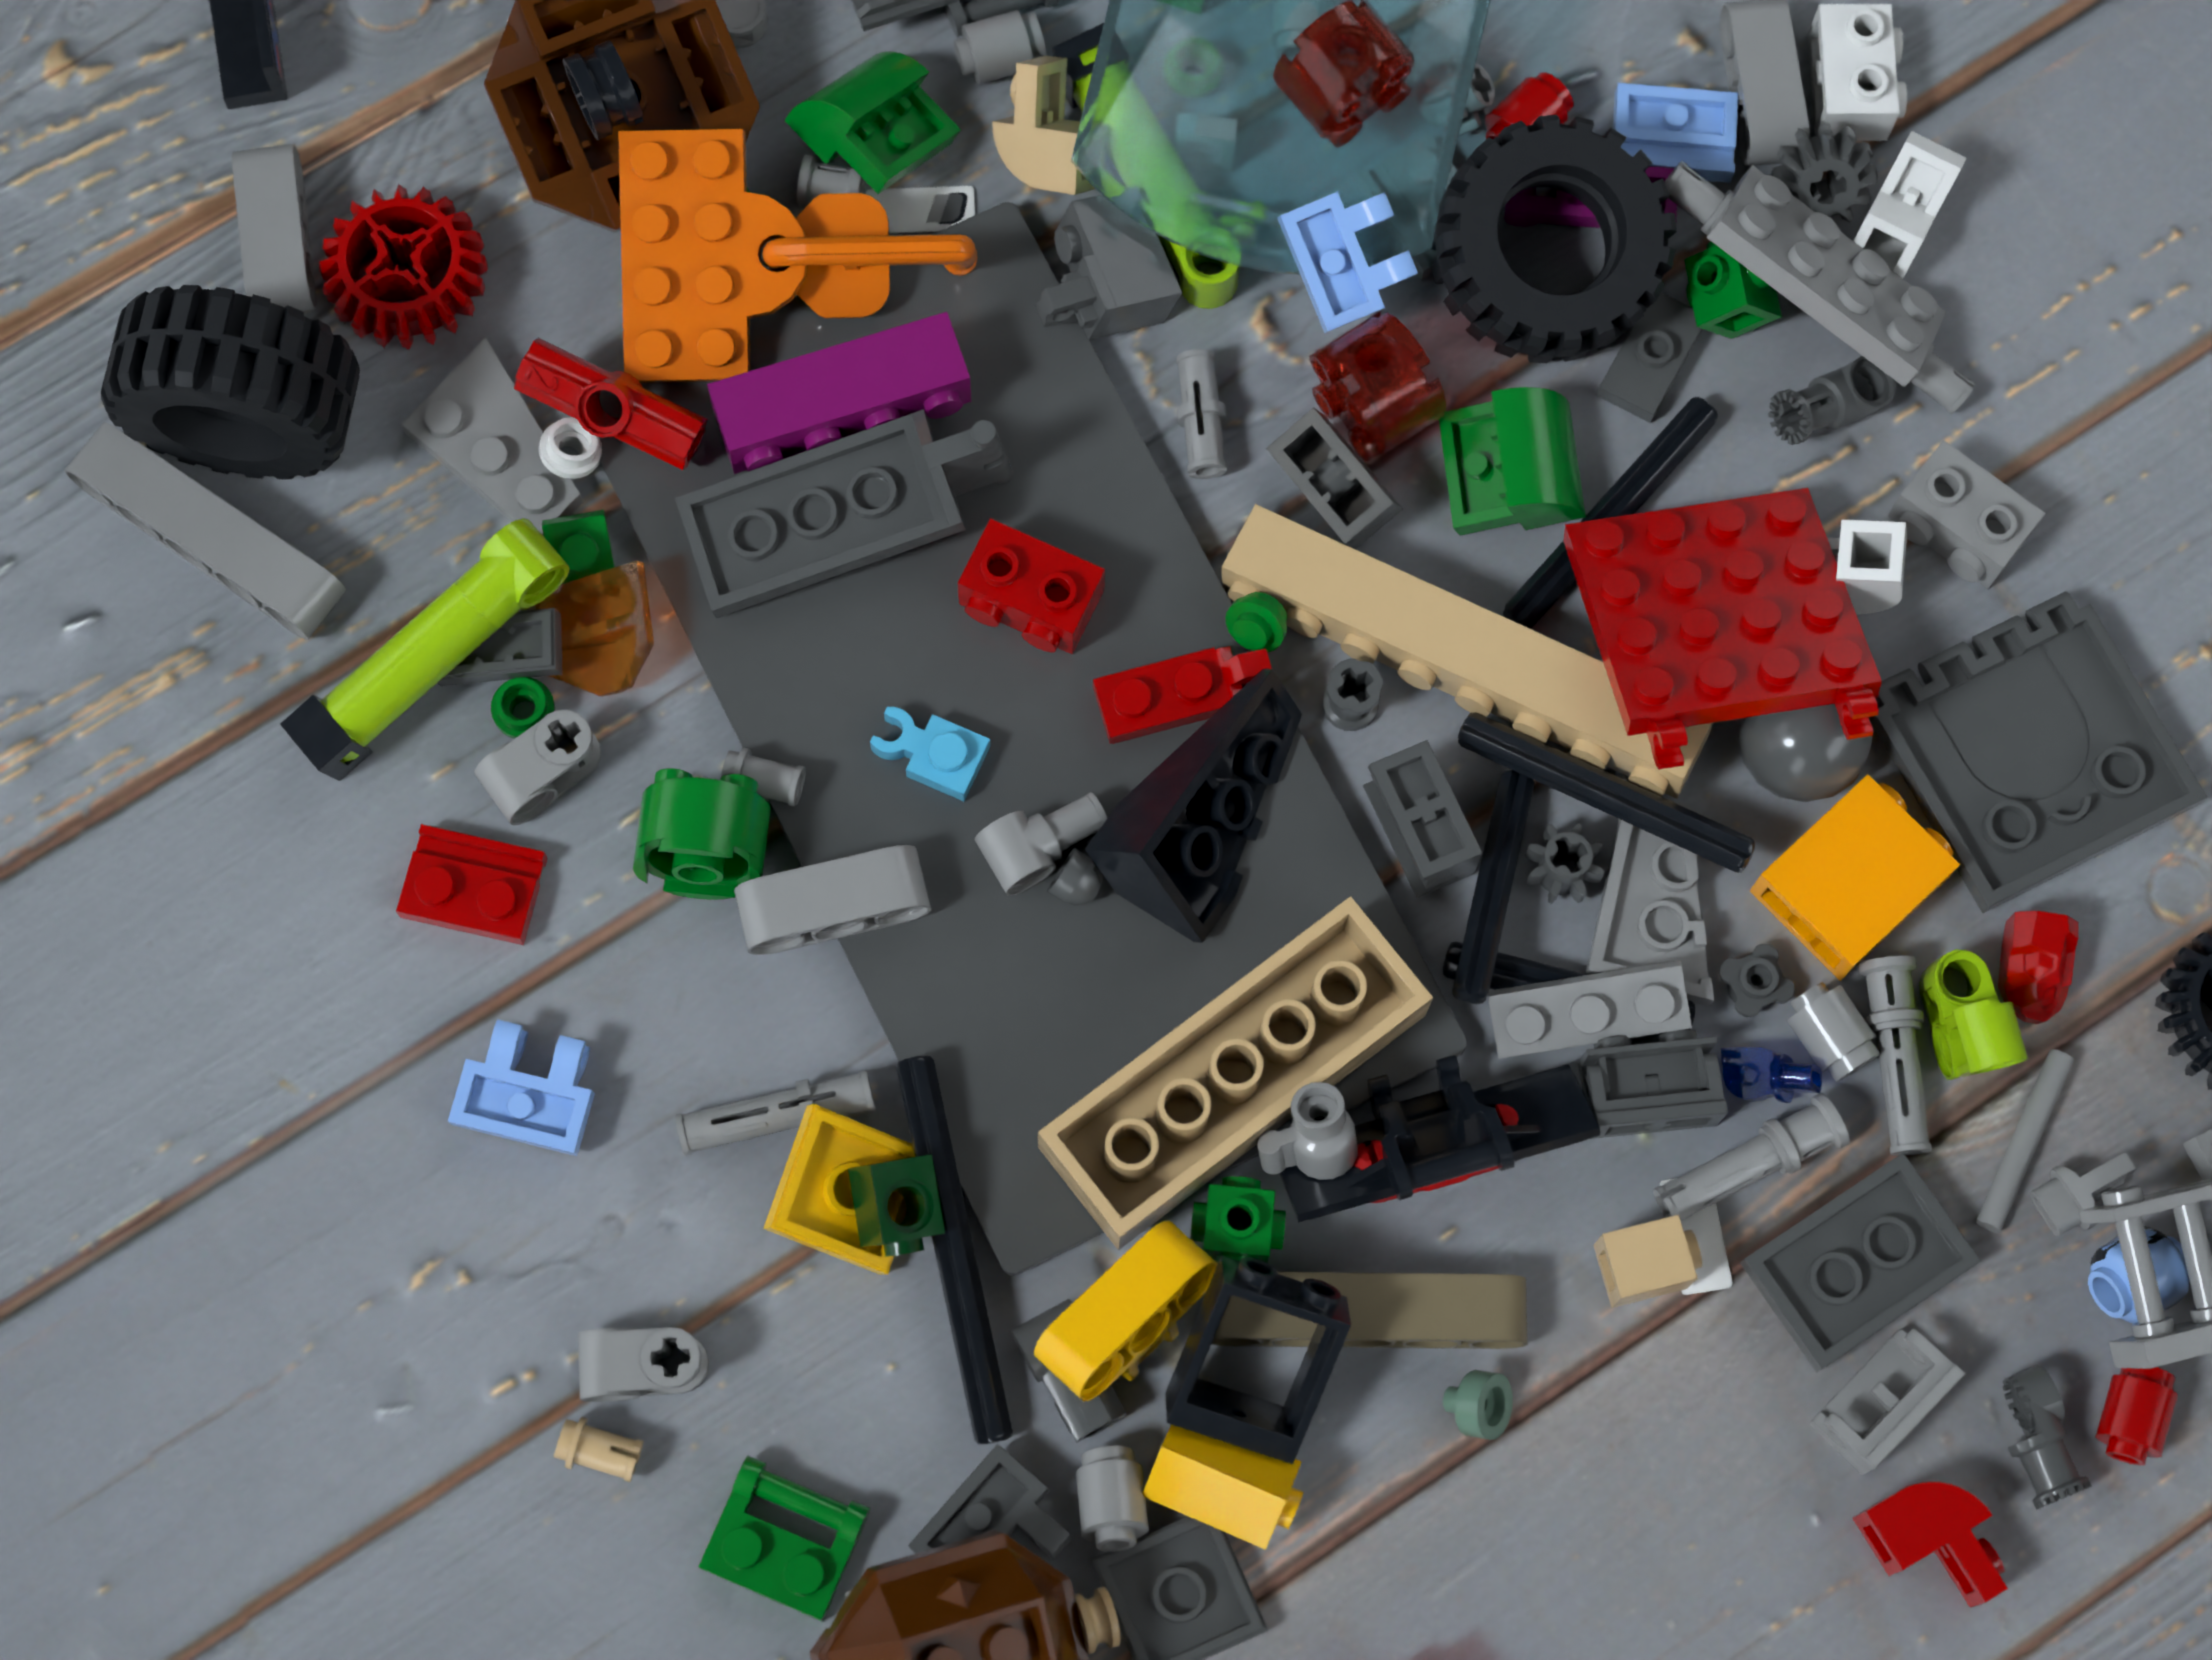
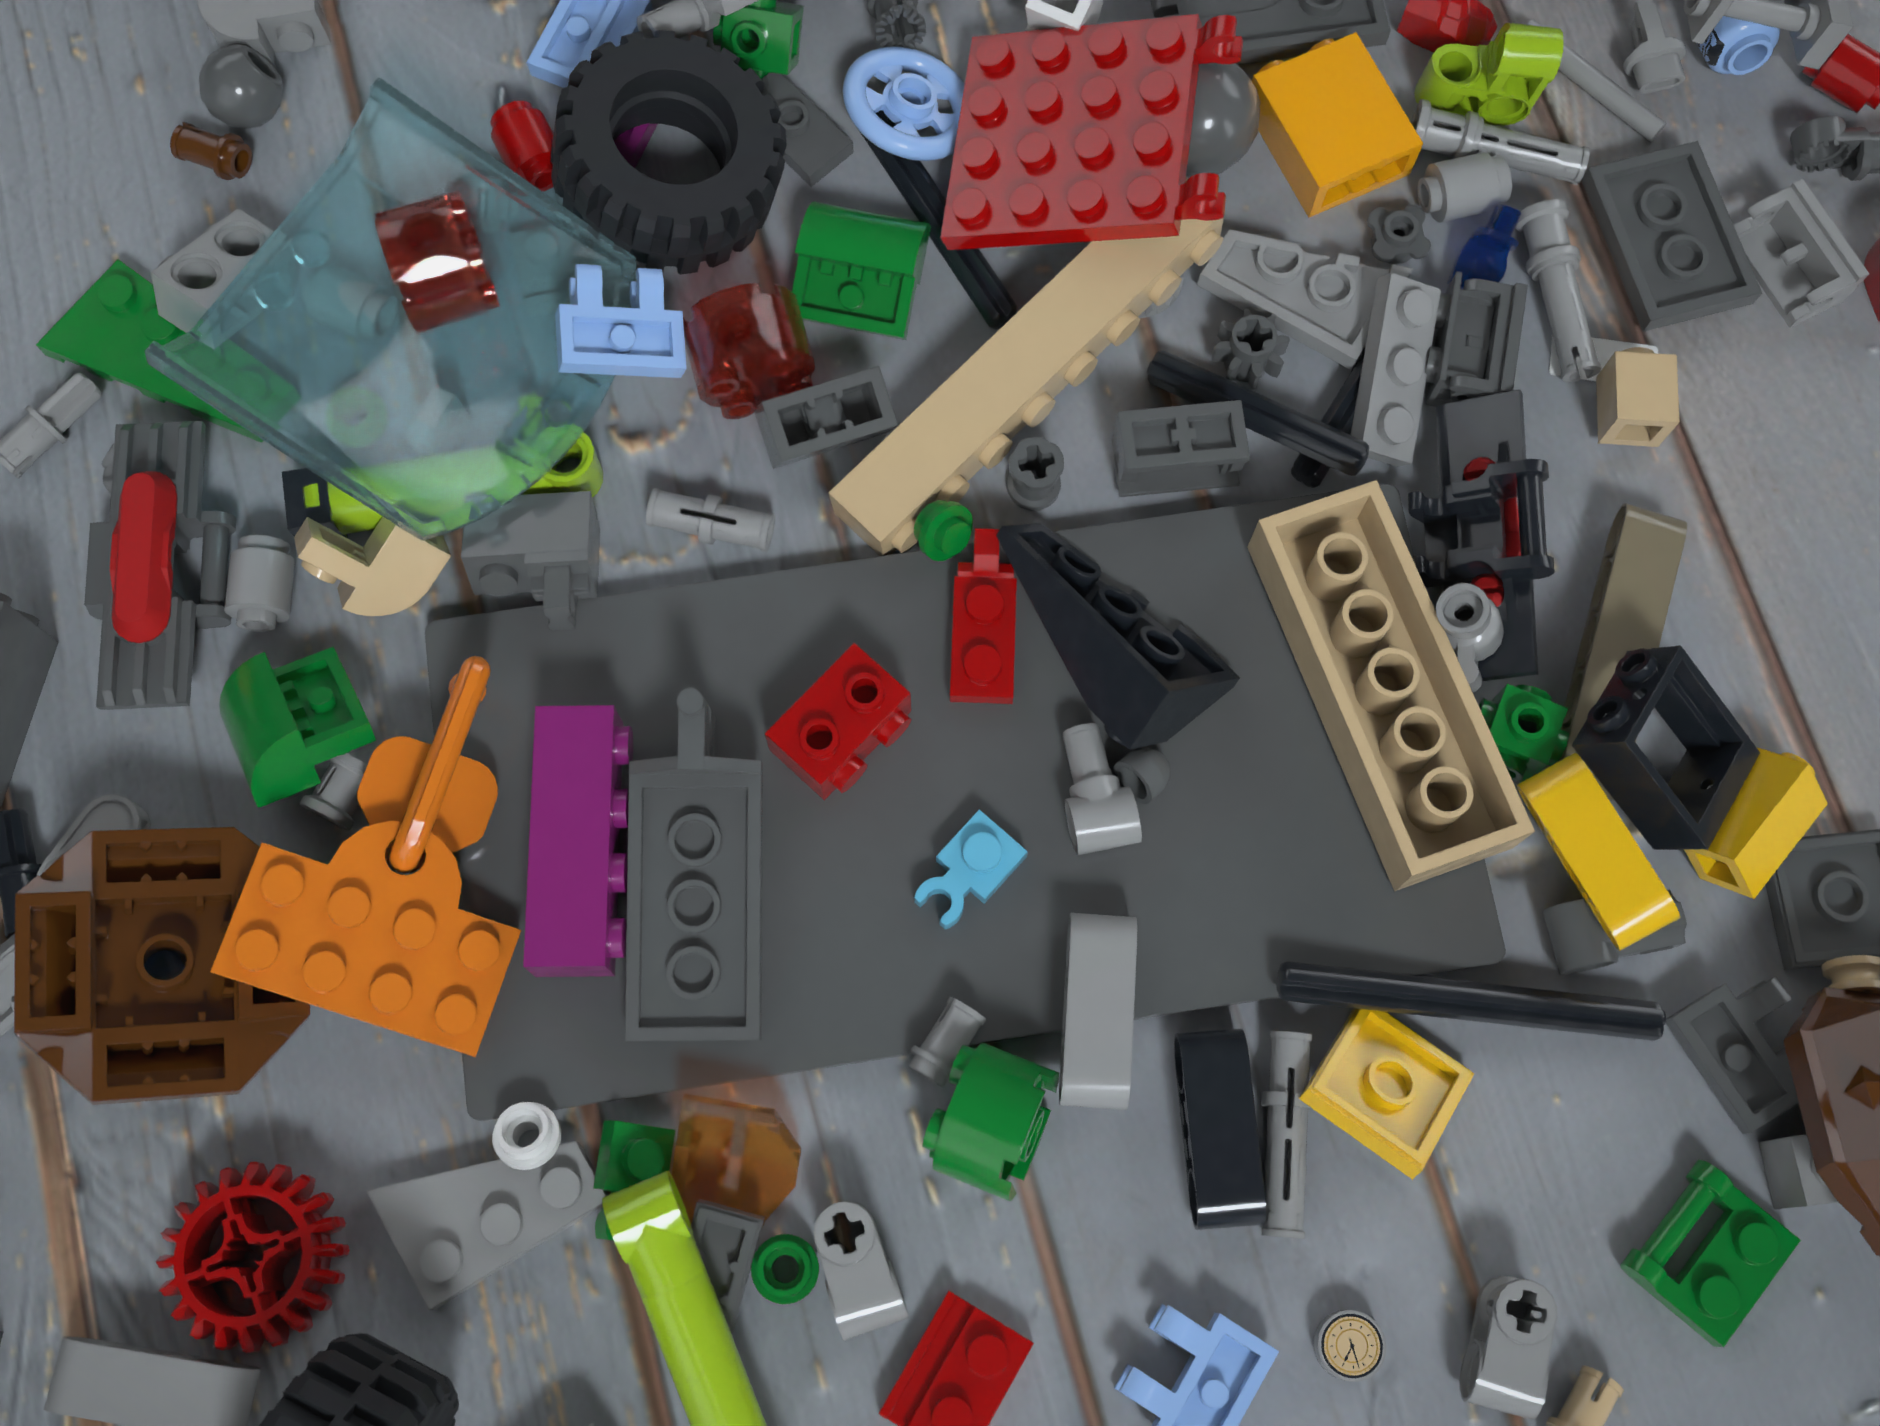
camera: 70 degrees left, 0 degrees up
(575, 389) = (465, 1106): red piece -> none
(600, 1223) = (1350, 1345): none -> tile
(603, 89) = (157, 972): black wheel -> none
(761, 1047) = (1219, 1129): none -> black beam
(871, 1191) = (1424, 1039): dark green brick -> none
(926, 207) = (397, 704): white sticker -> none
(1111, 1498) = (1746, 928): light grey brick -> none
(1480, 1404) = (1725, 580): sand green tile -> none
(1606, 792) = (1201, 289): black axle -> none
(1692, 406) = (906, 101): none -> light blue plate

